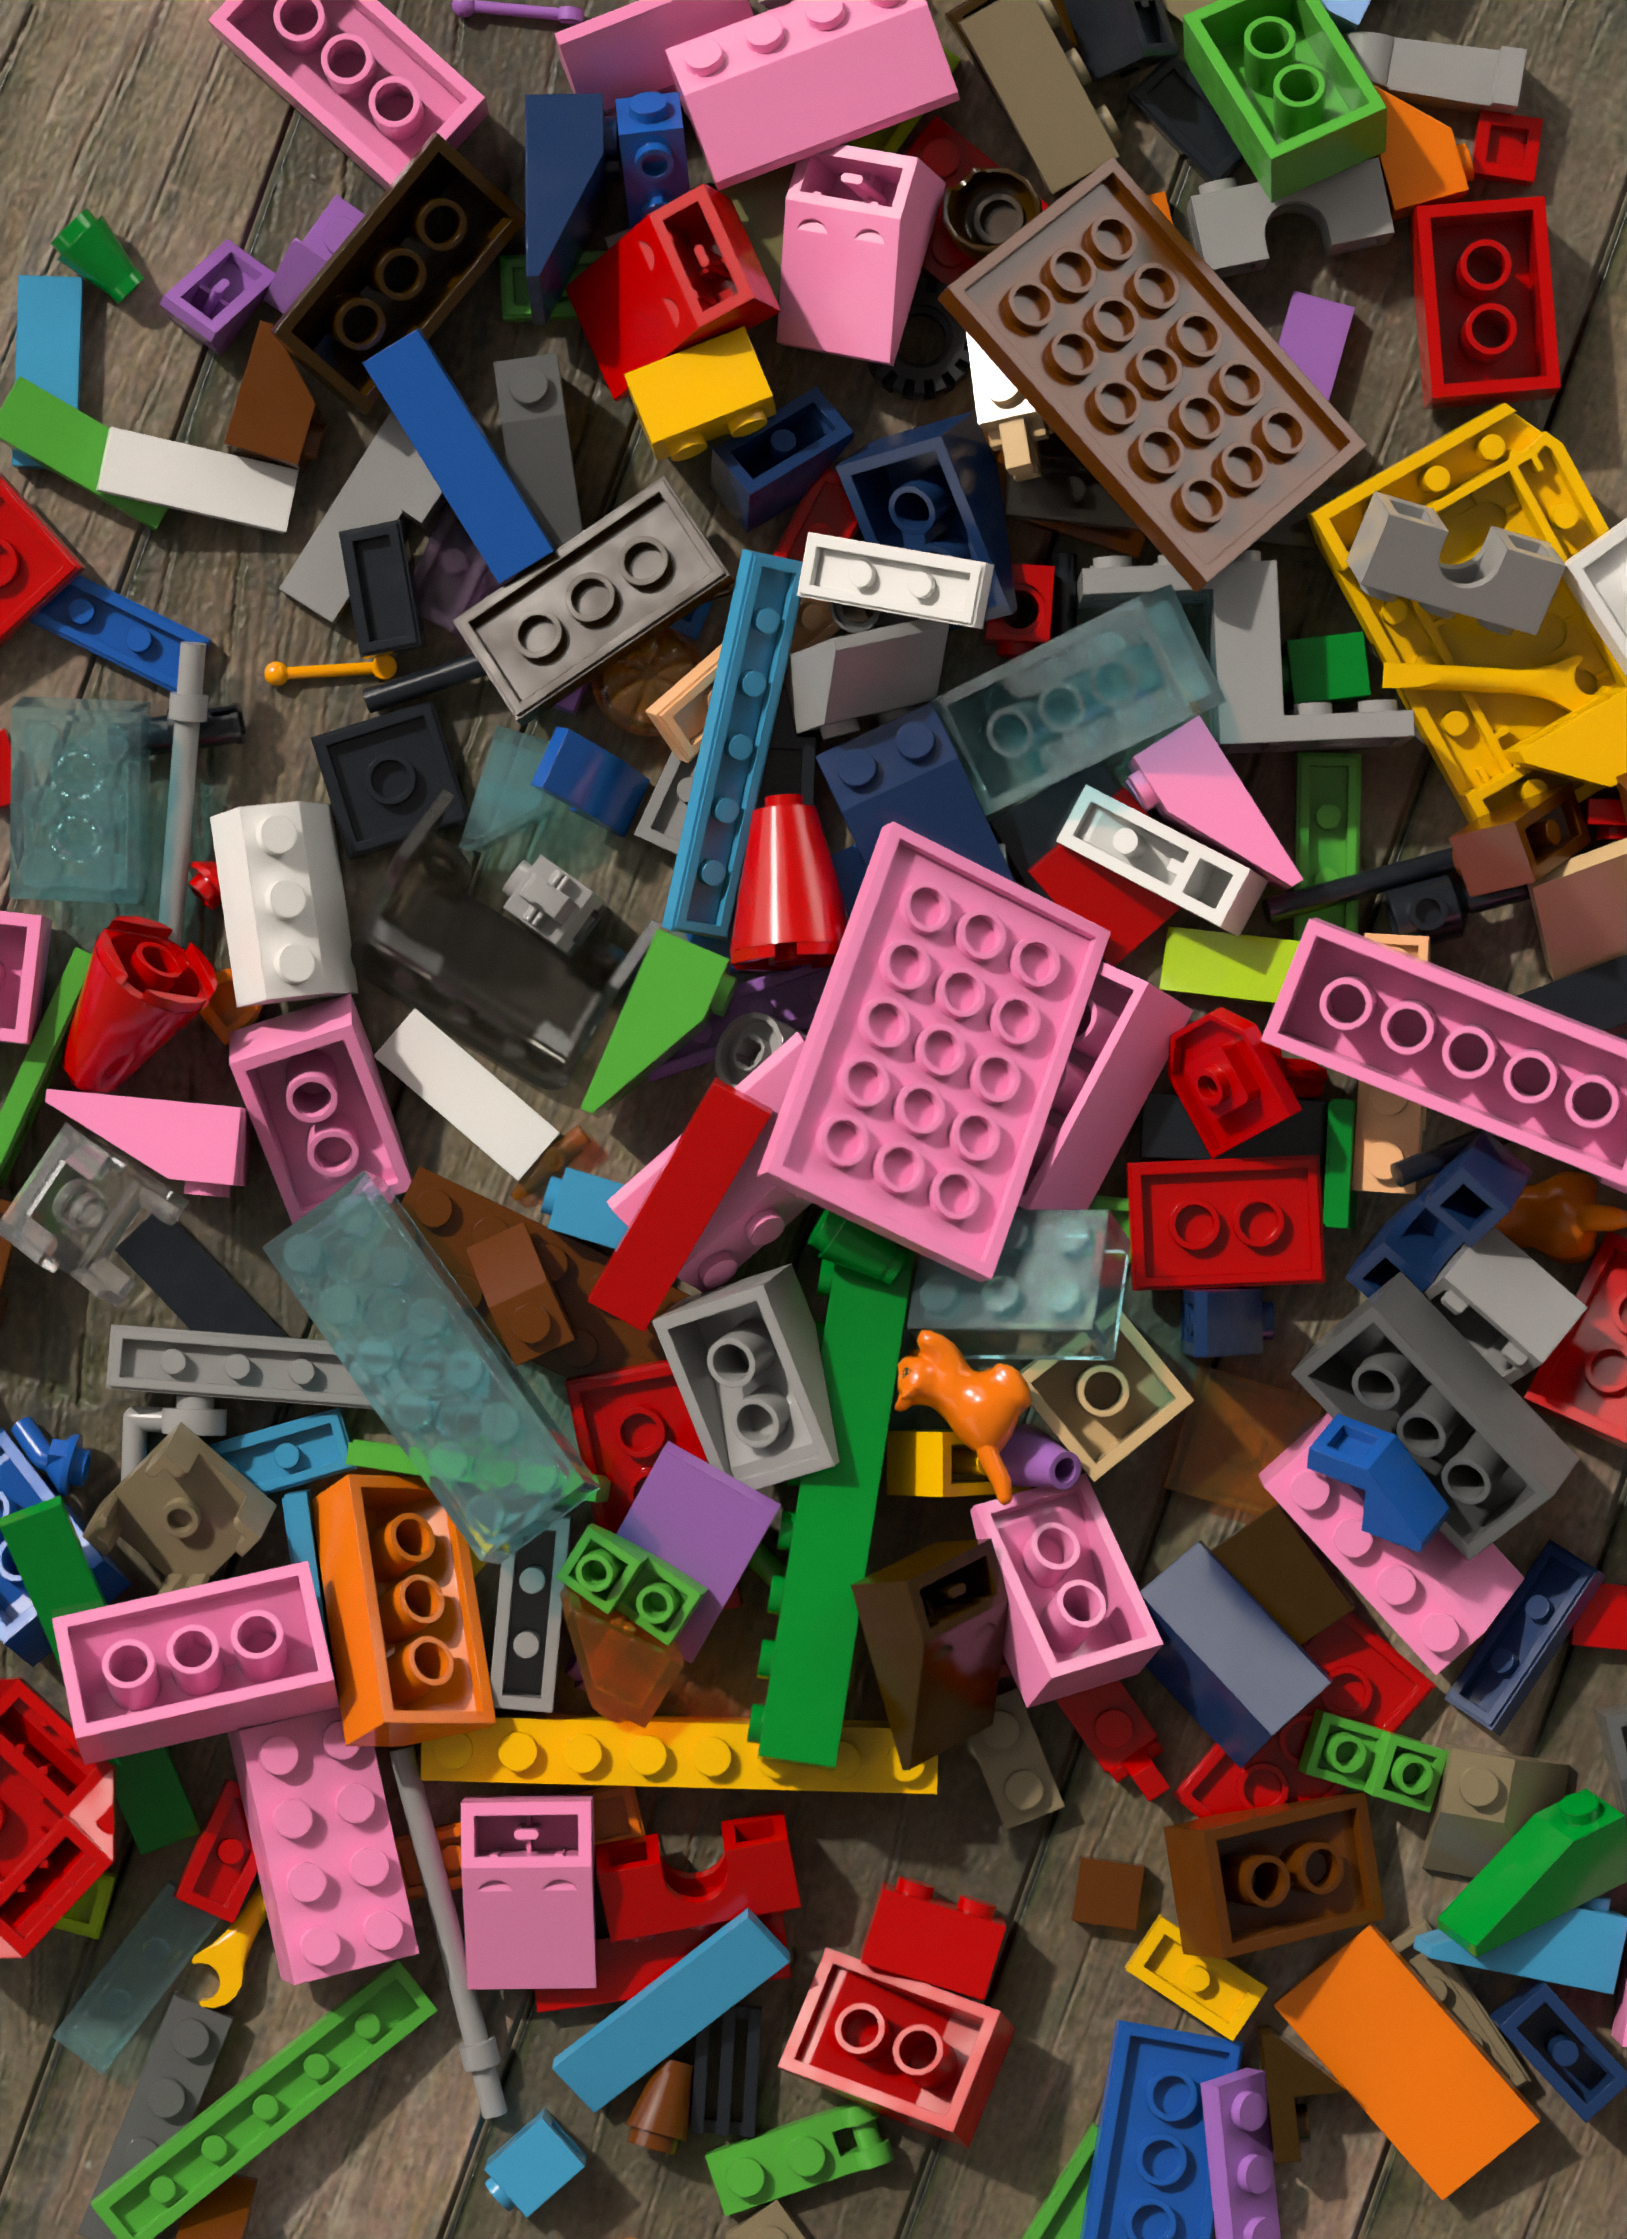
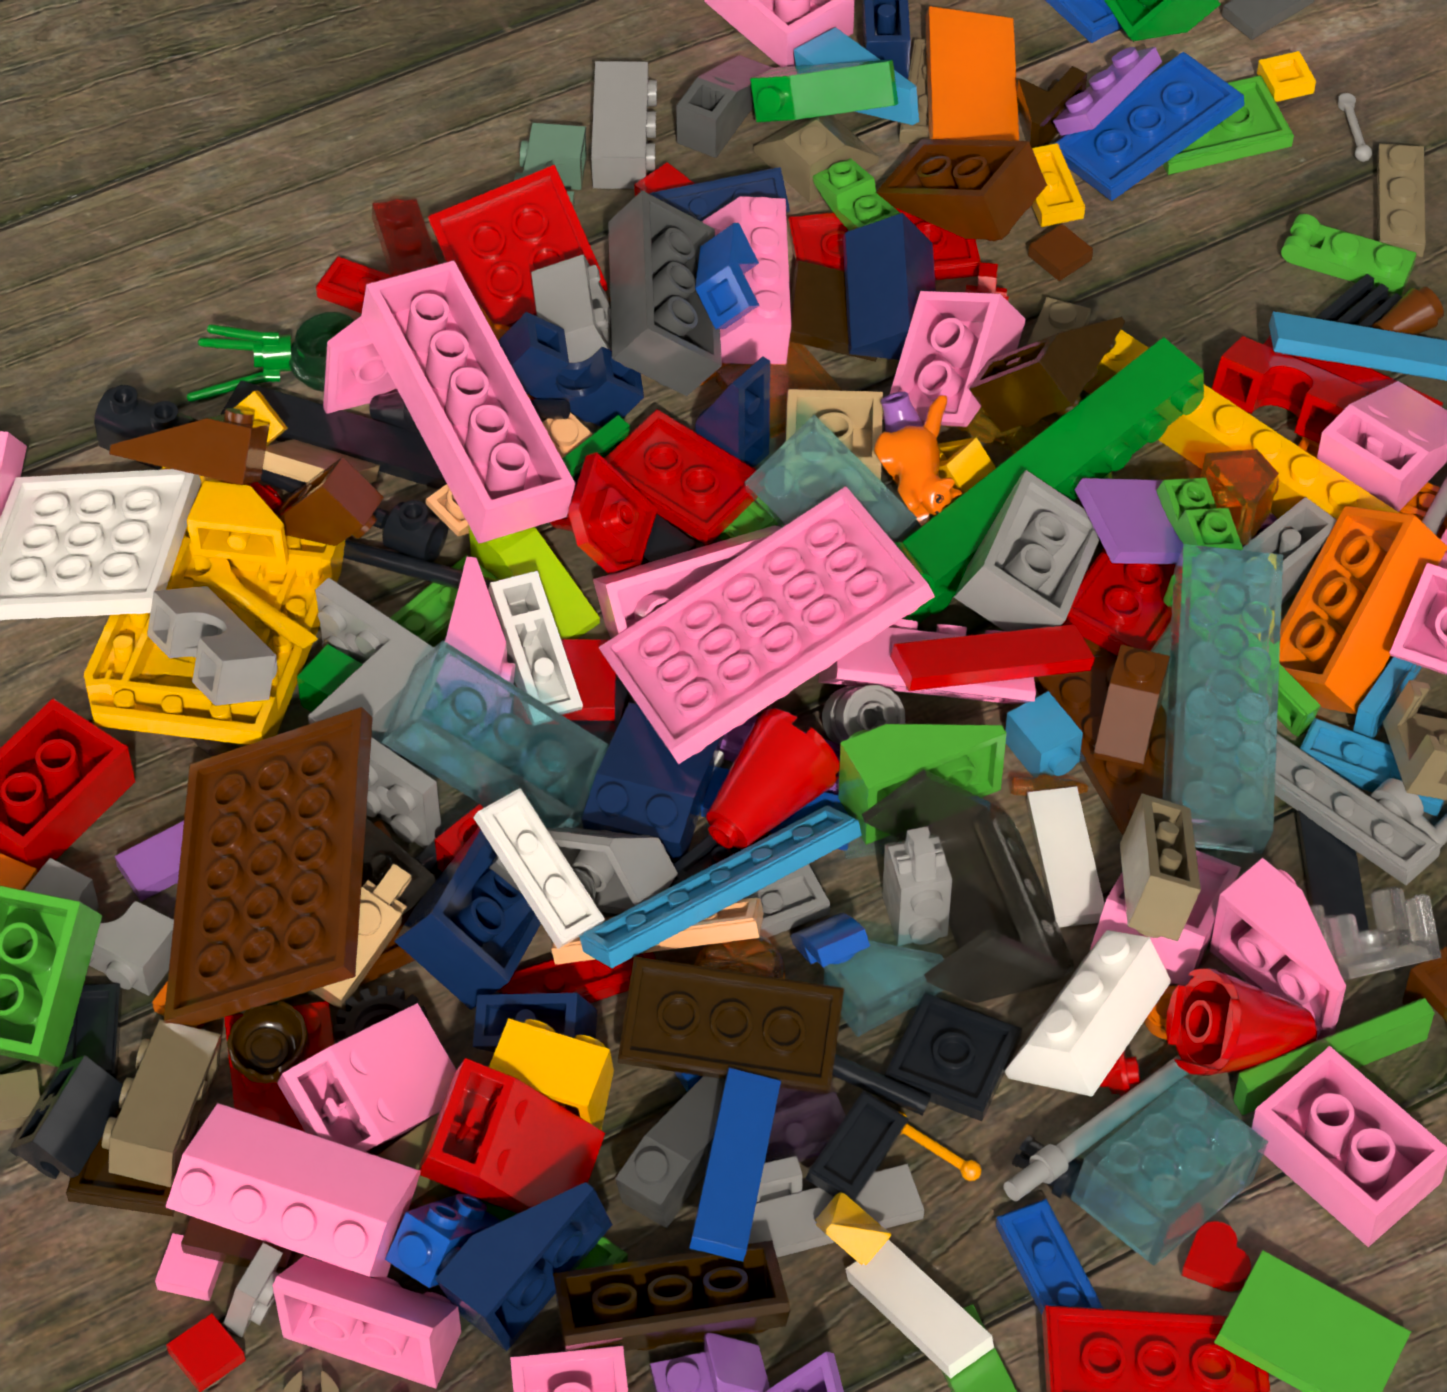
camera: 135 degrees left, 35 degrees down
(274, 409) = (828, 1312): reddish brown slope -> none
(313, 498) = (852, 1228): none -> yellow slope
(317, 1085) = (1159, 868): none -> dark tan brick
(898, 2047) = (1245, 247): red slope -> none
(933, 1937) = (1180, 287): red brick -> none

